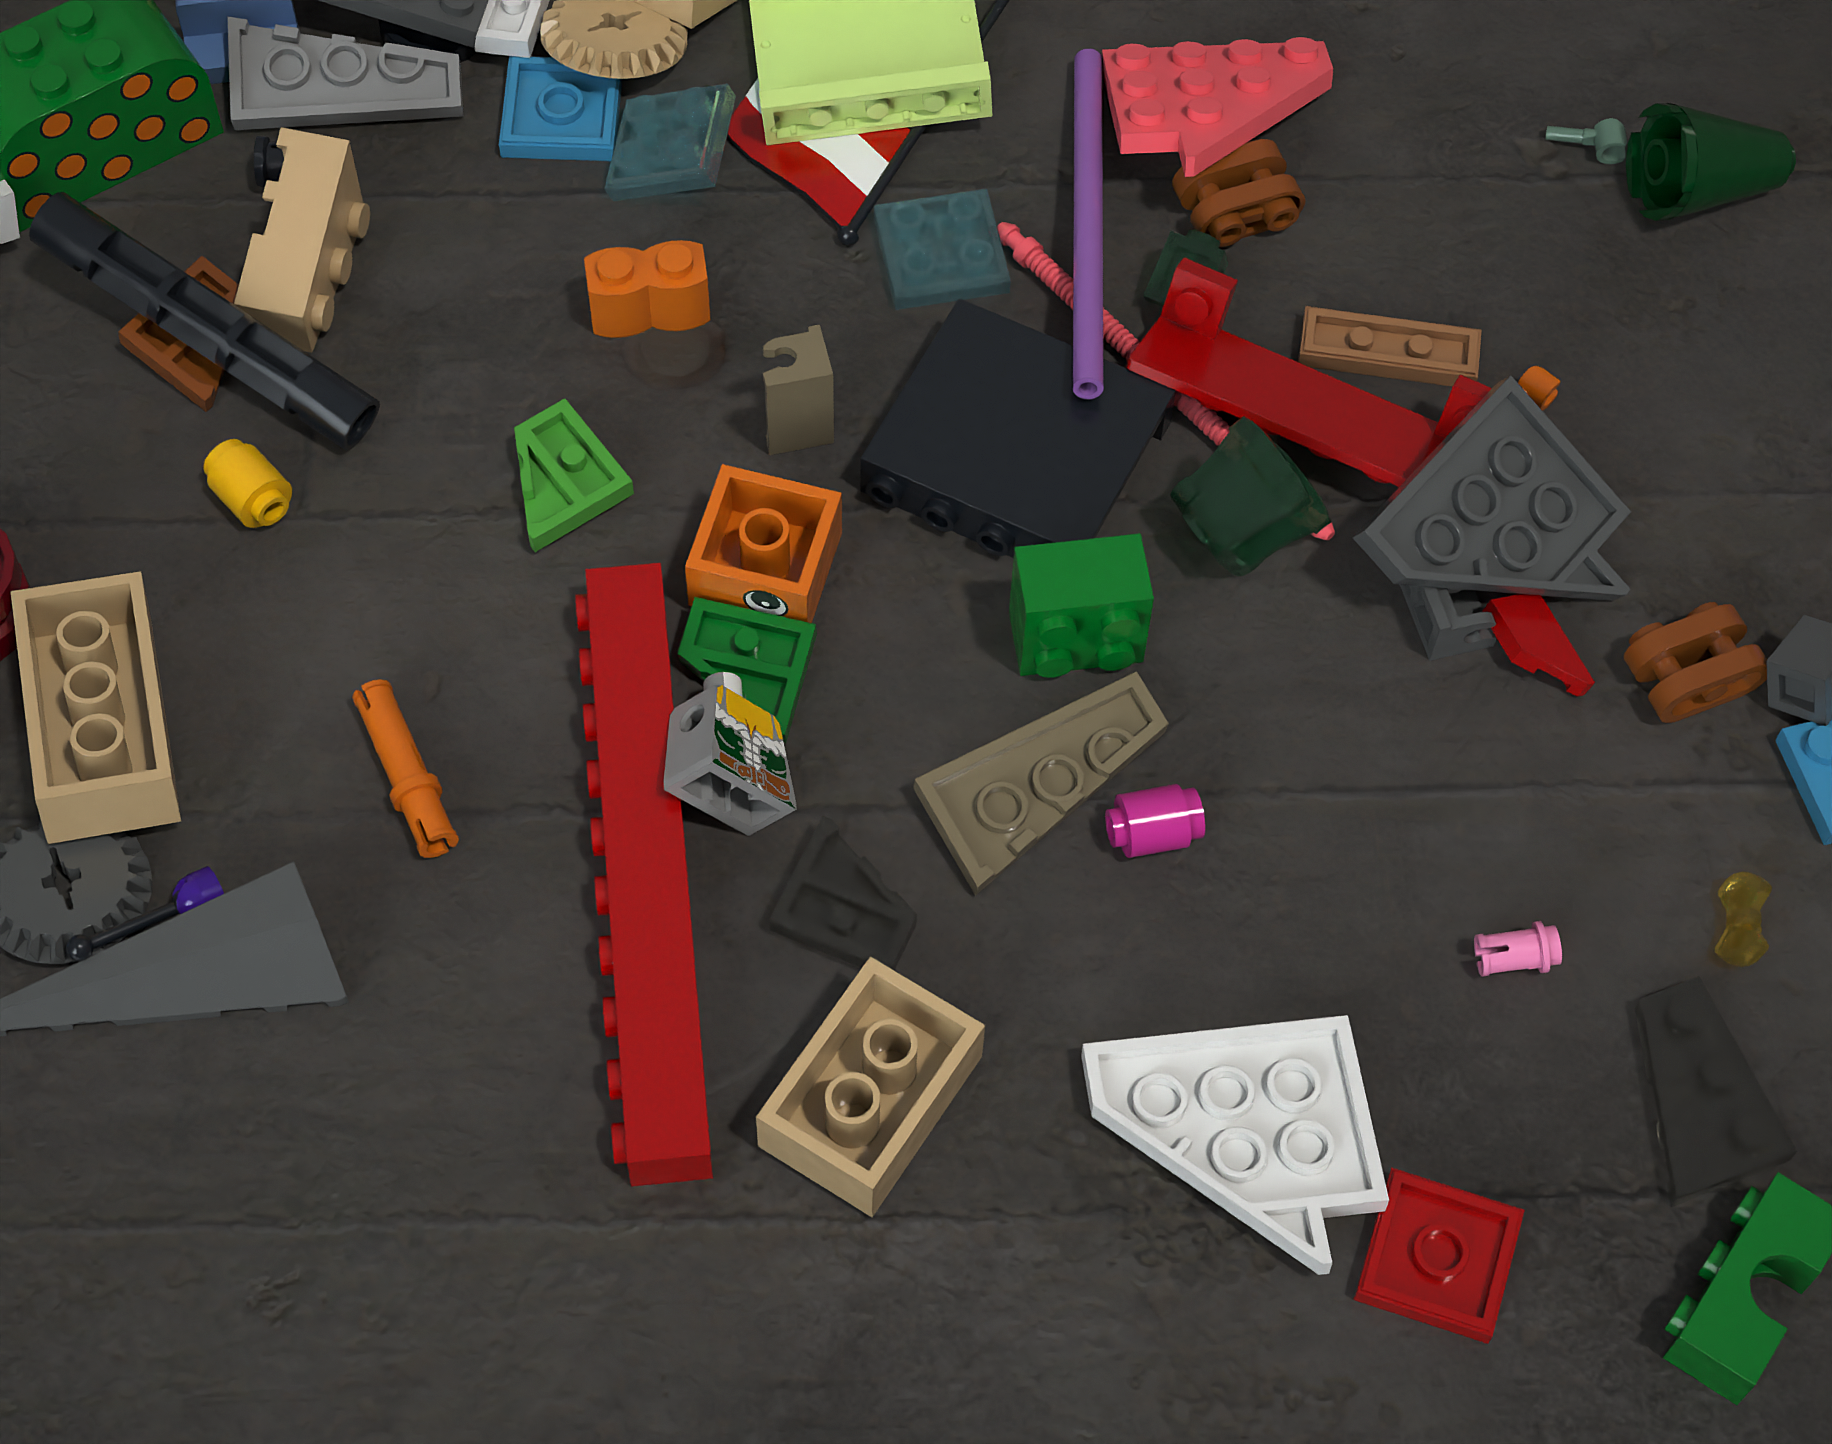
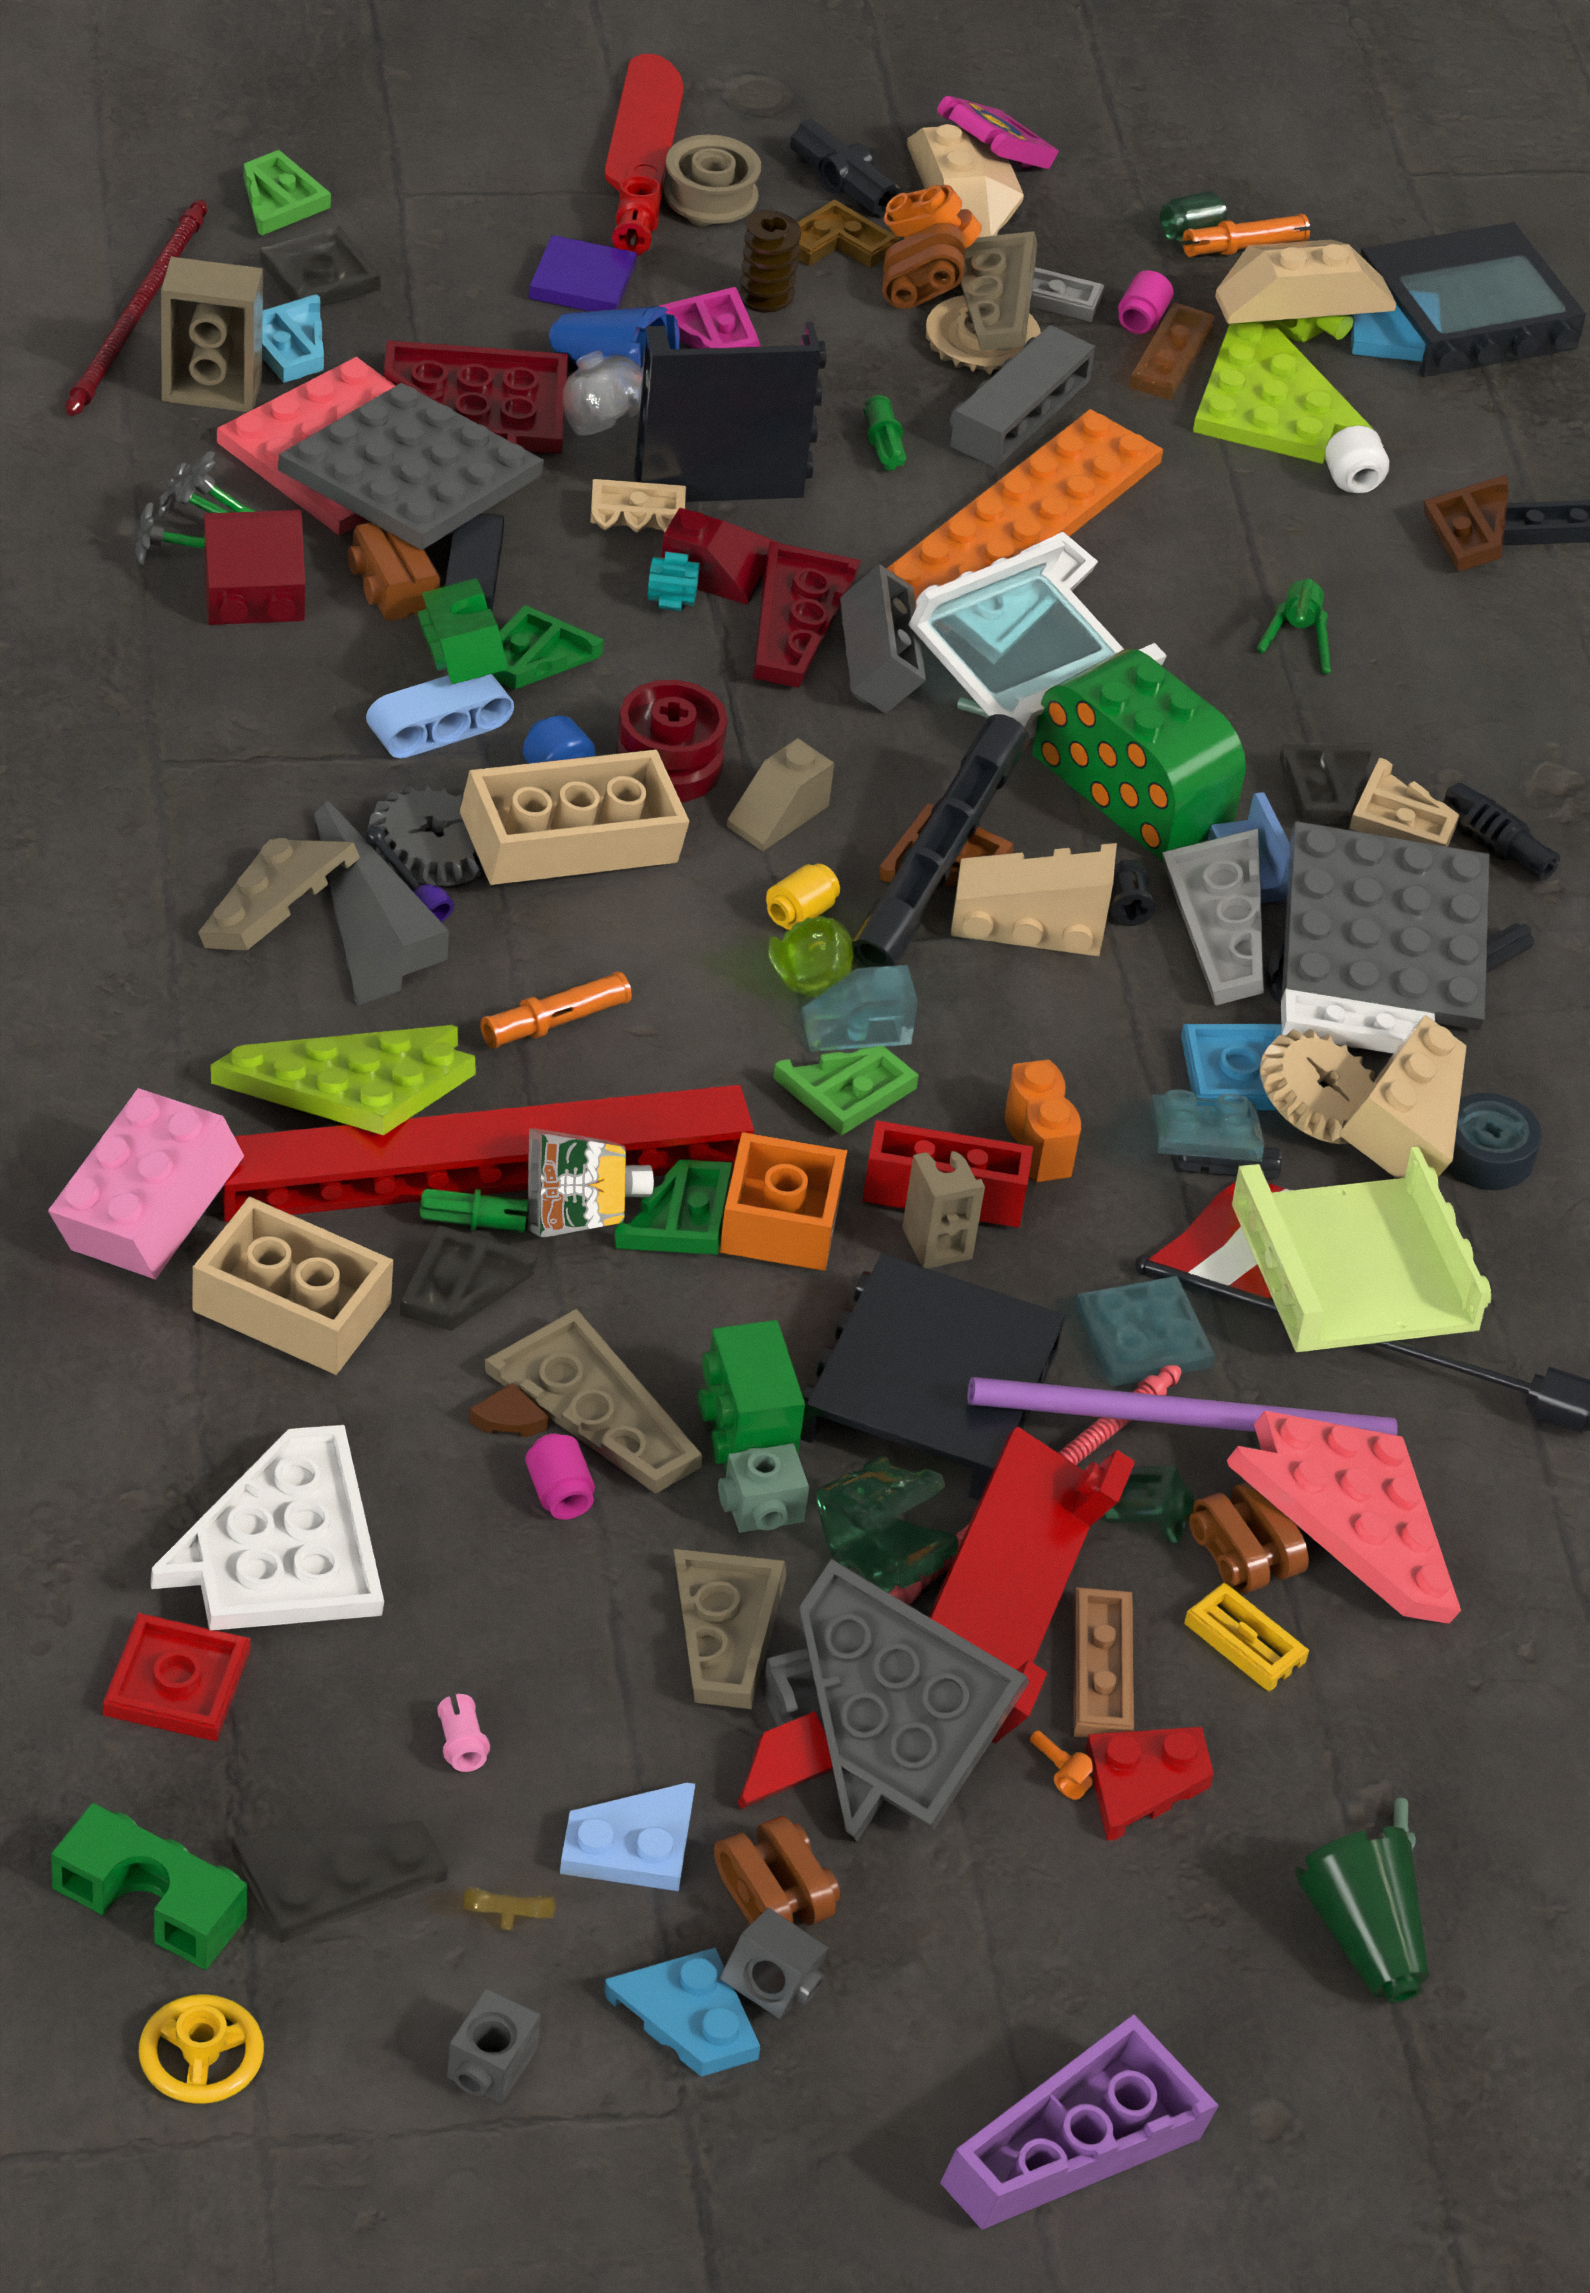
camera: 80 degrees right, 15 degrees down
(69, 484) = (783, 795): none -> dark tan slope
(144, 1084) = (267, 888): none -> dark tan wing
(368, 474) = (812, 955): none -> clear neon green hair
(451, 443) = (863, 1011): none -> clear light blue slope
(507, 1004) = (353, 1078): none -> lime wing
(708, 1246) = (146, 1183): none -> bright pink brick
(729, 383) = (999, 1165): none -> red brick
(735, 882) = (473, 1210): none -> green axle
(1047, 872) = (509, 1412): none -> reddish brown tile
(1189, 613) = (764, 1488): none -> sand green brick
(1335, 257) = (1239, 1640): none -> yellow tile
(1358, 675) = (727, 1622): none -> dark tan wing
(1529, 328) = (1146, 1773): none -> red wing
(1639, 795) = (631, 1838): none -> light blue wing

